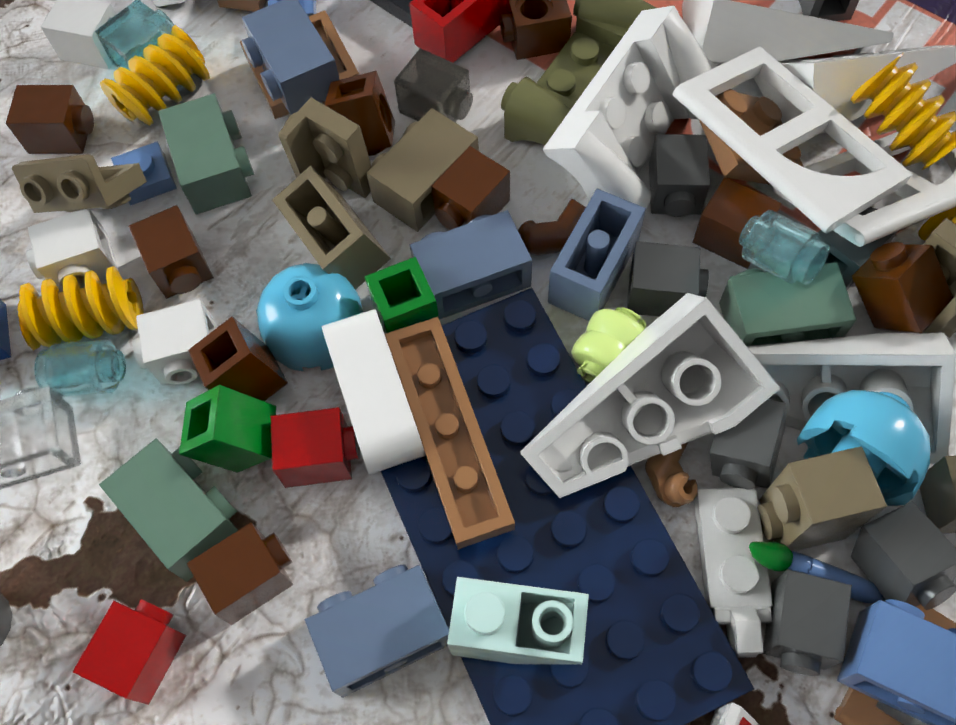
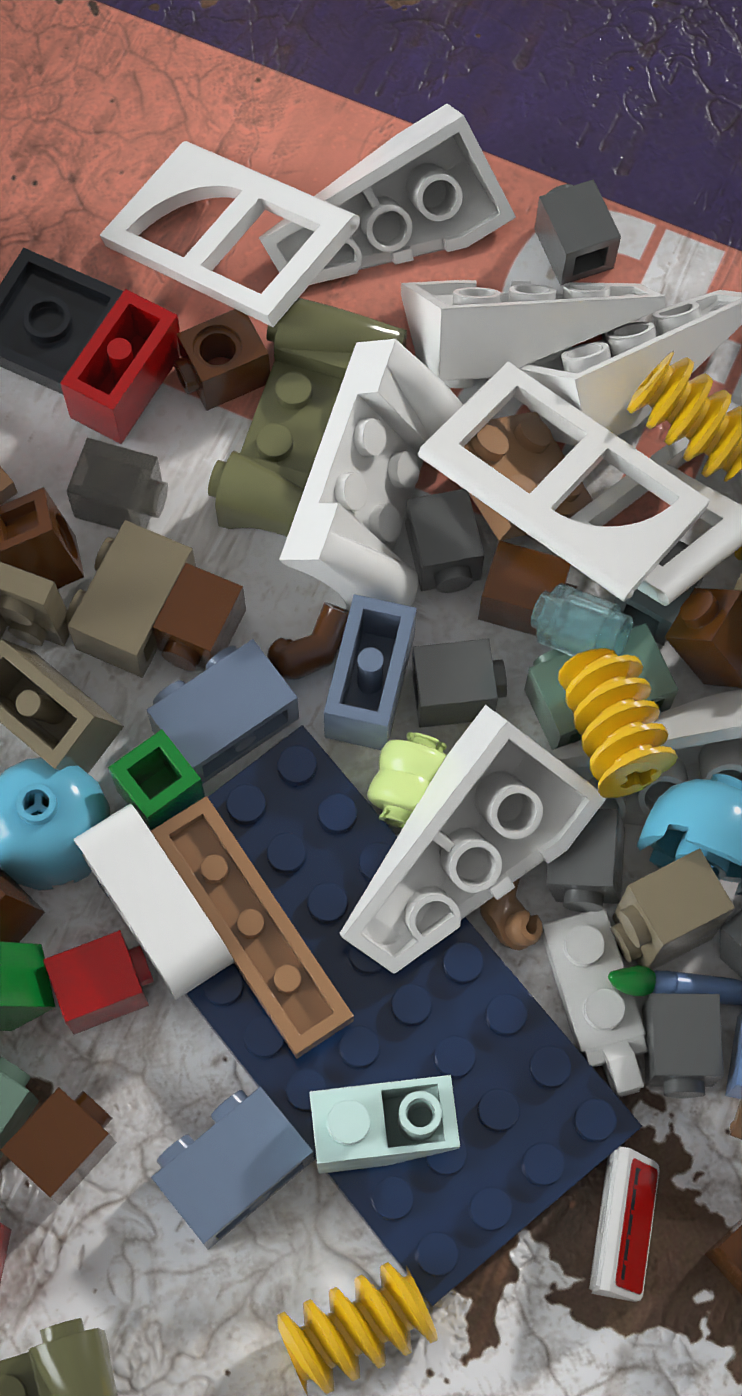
camera: 20 degrees left, 5 degrees up
(802, 325) = (616, 721): none -> yellow piece

